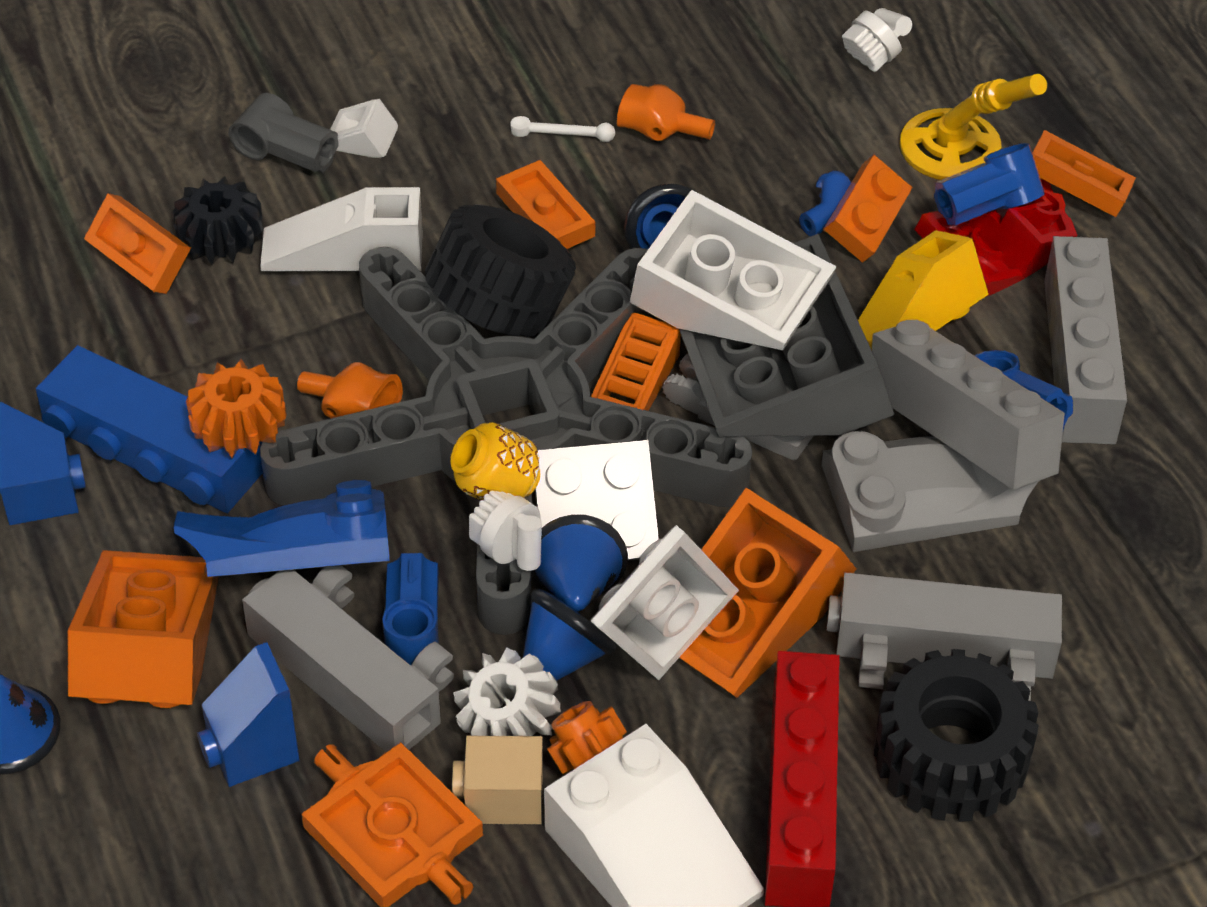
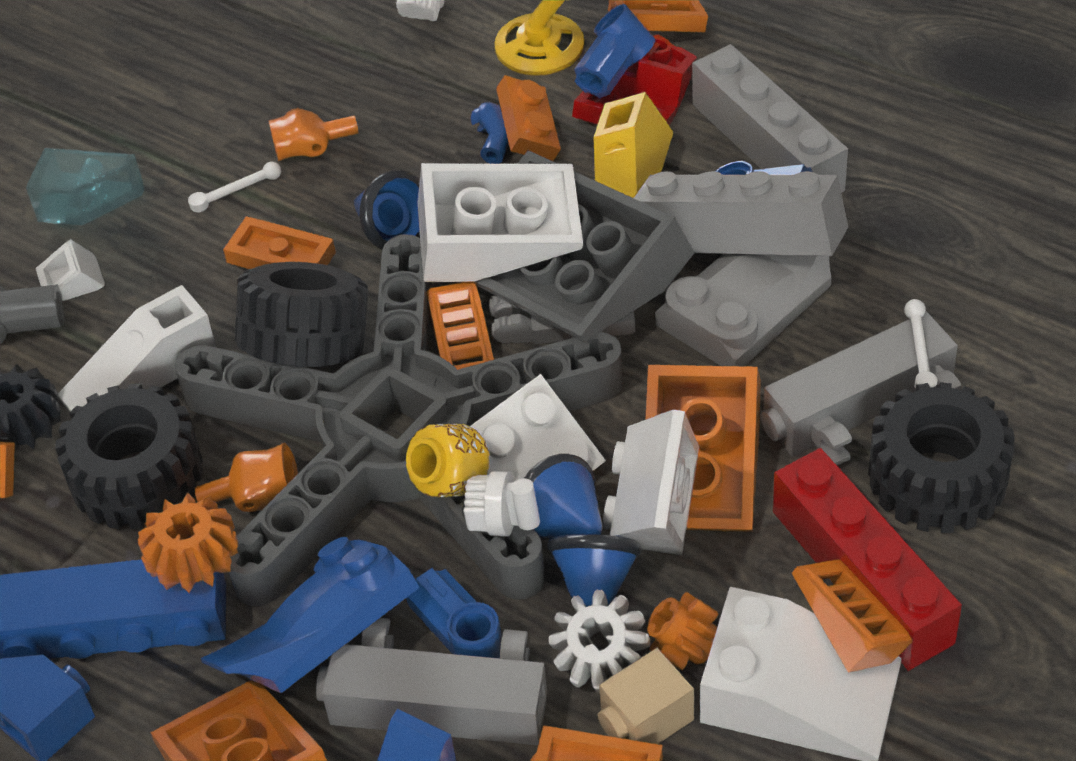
camera: 30 degrees left, 0 degrees up
(270, 309) = (121, 425): none -> black tyre
(430, 56) = (82, 185): none -> clear light blue slope
(709, 848) = (860, 625): none -> orange slope
(1046, 586) = (915, 311): none -> white hinge

